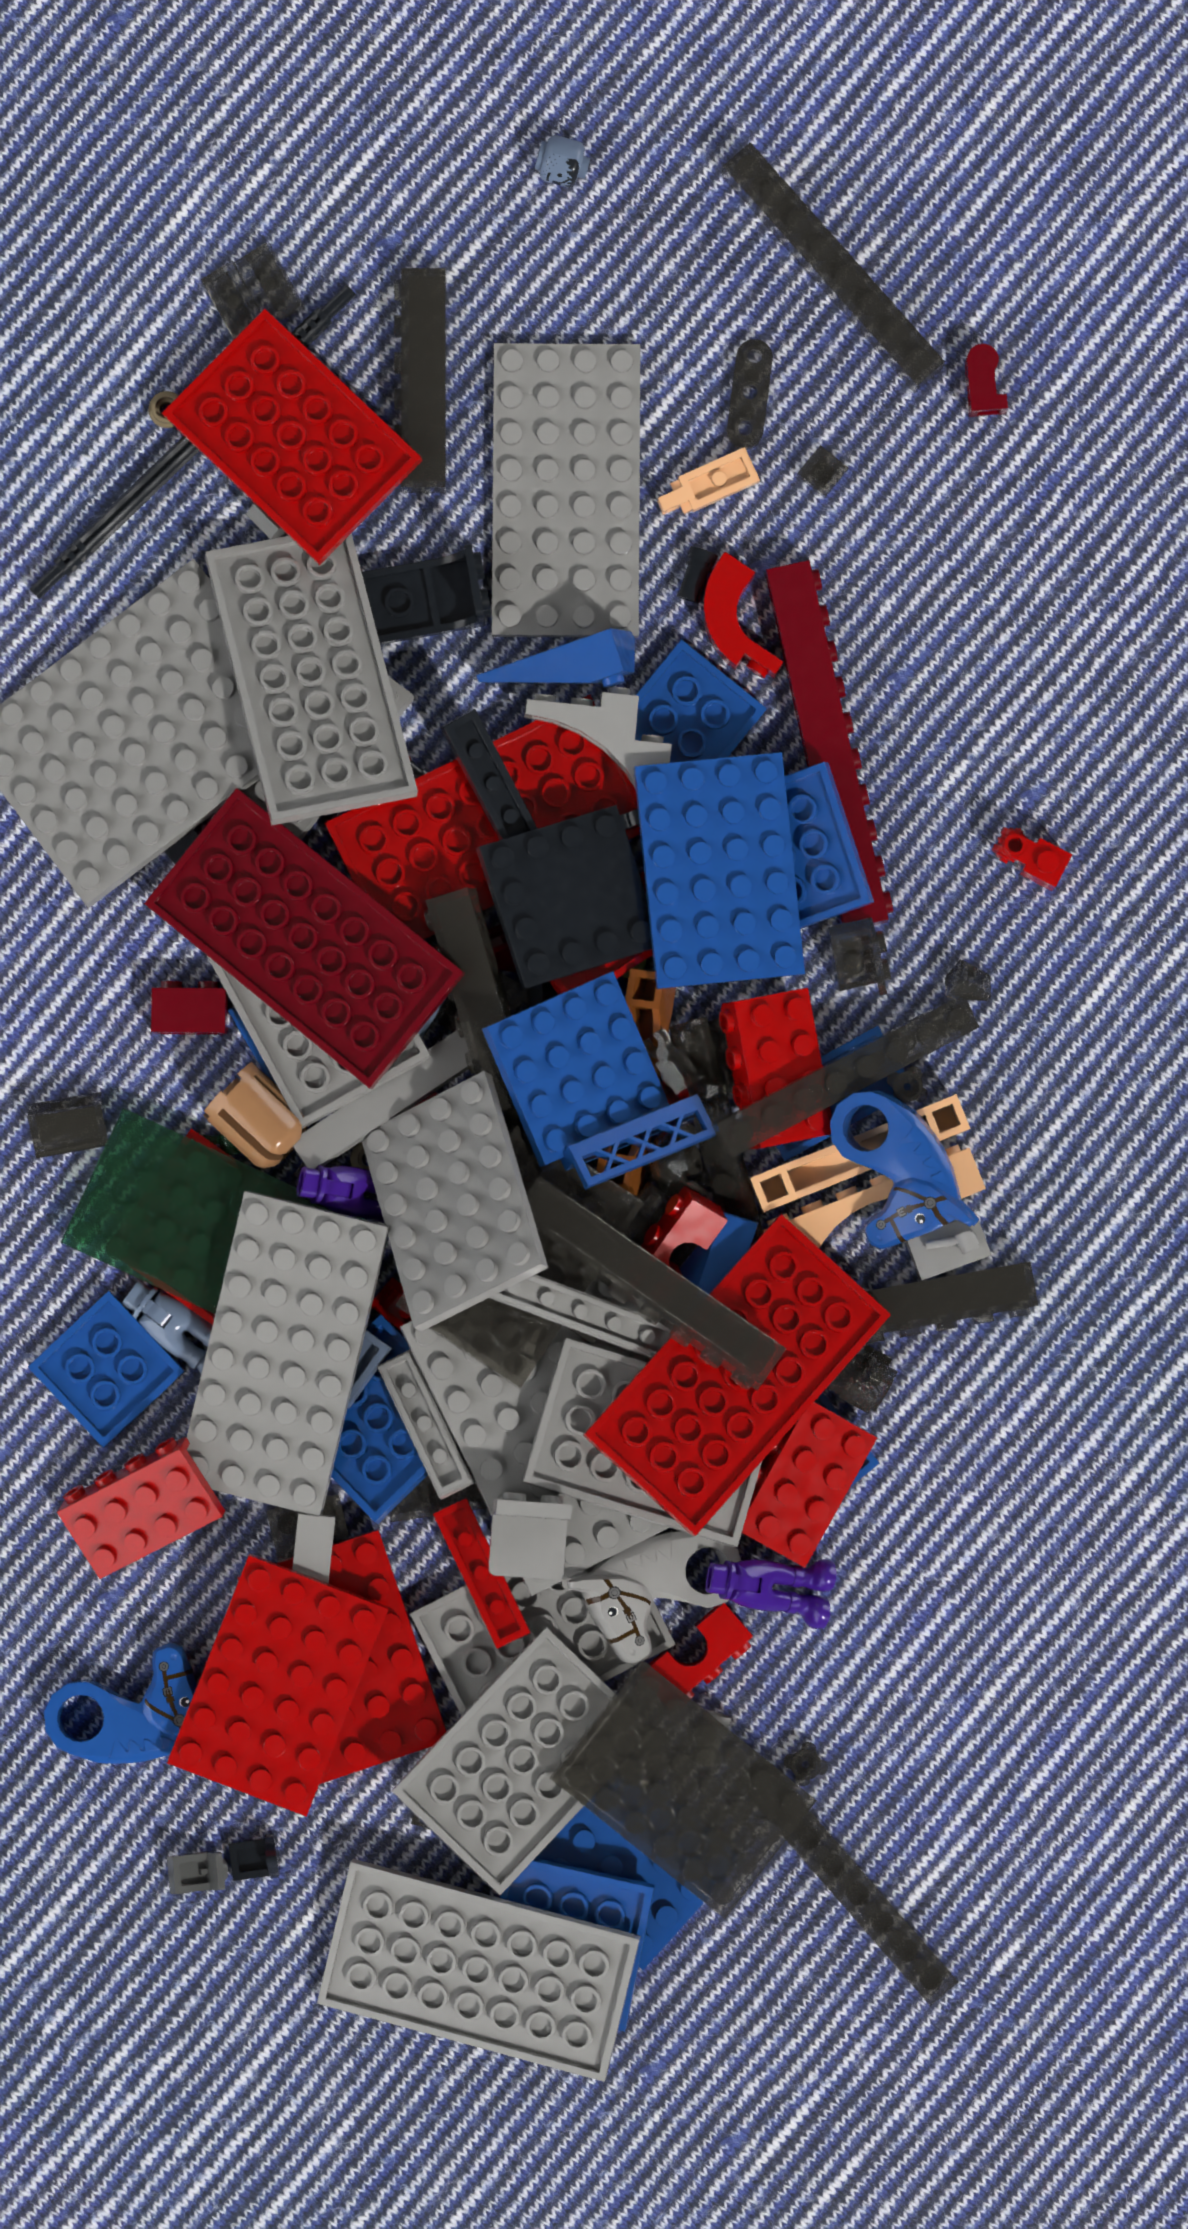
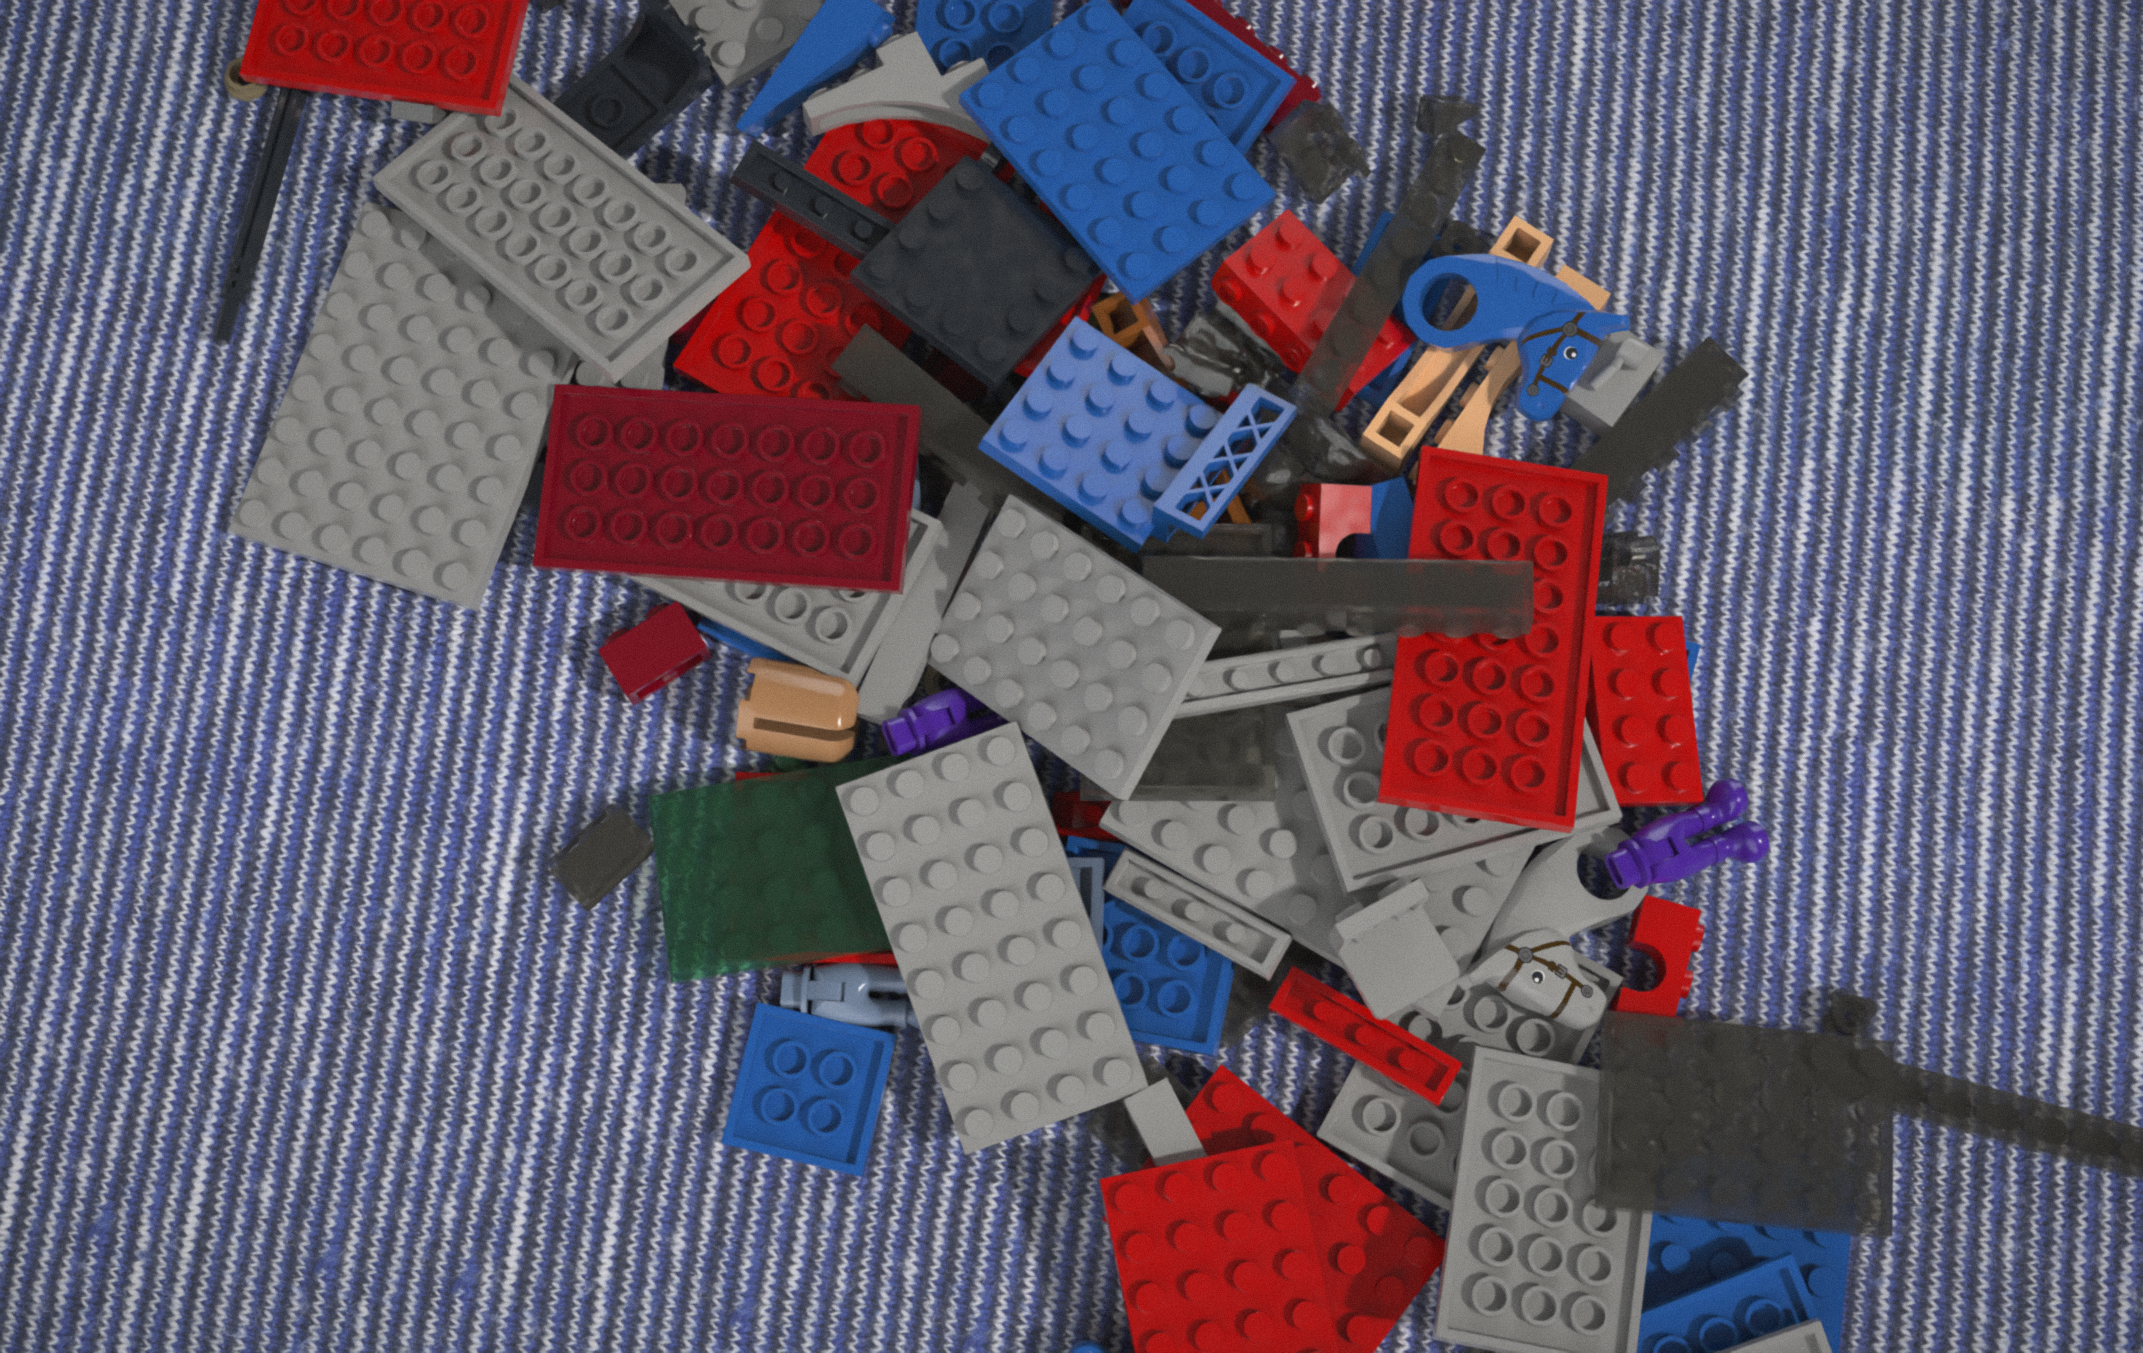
camera: 30 degrees left, 10 degrees down
(139, 1507) = (944, 1213): bracket -> none

